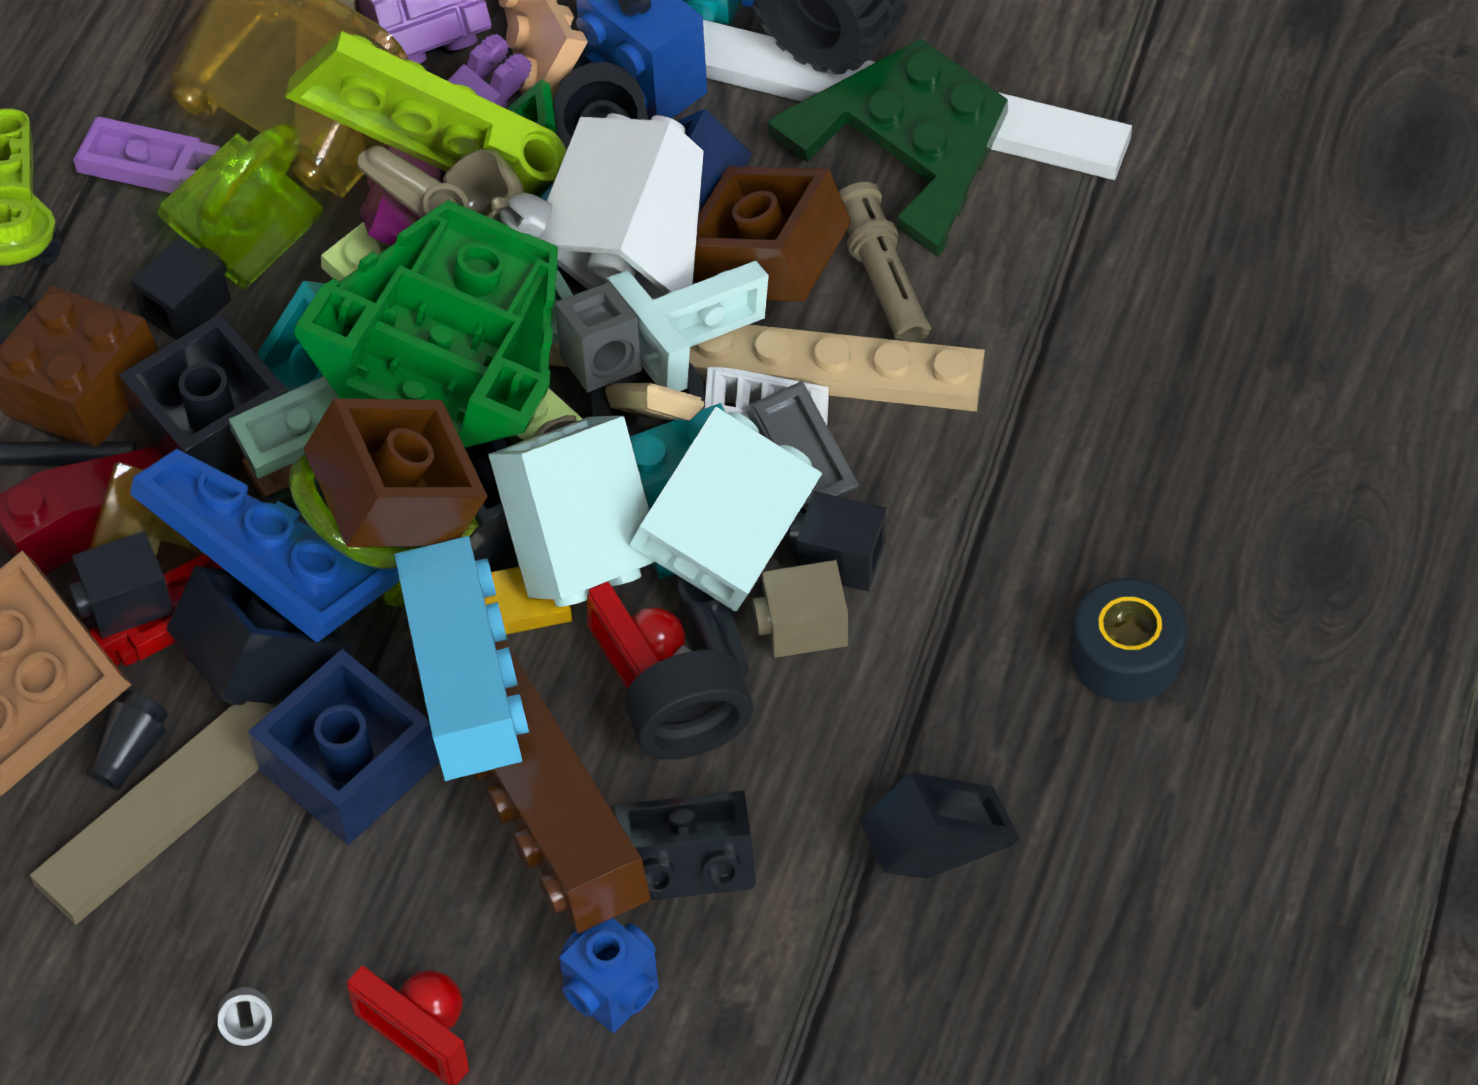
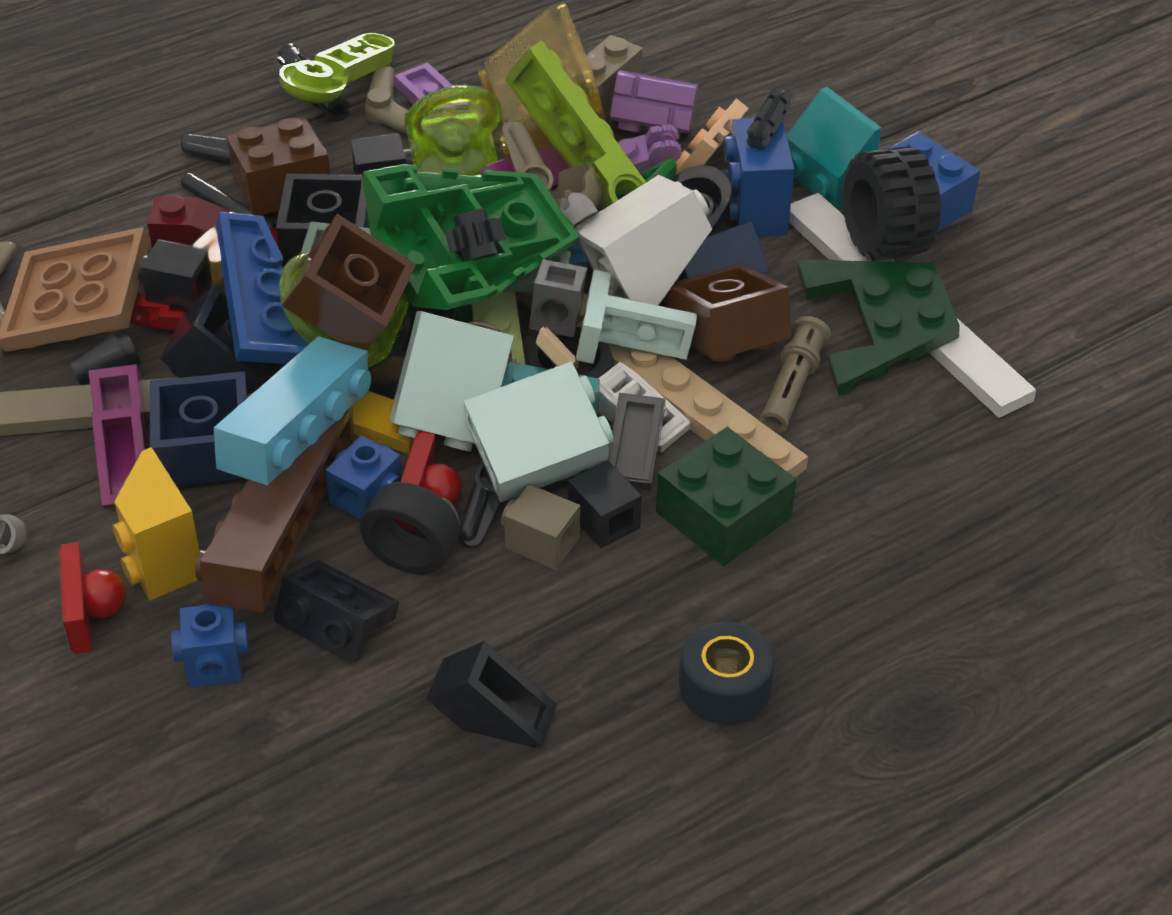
camera: 35 degrees right, 10 degrees down
(86, 206) = (380, 102): none -> dark tan piece
(254, 816) = (117, 426): none -> magenta slope
(434, 888) = (155, 529): none -> yellow slope
(478, 323) = (475, 234): none -> black gear
(578, 680) = (360, 474): none -> blue brick
(952, 450) = (725, 495): none -> dark green brick

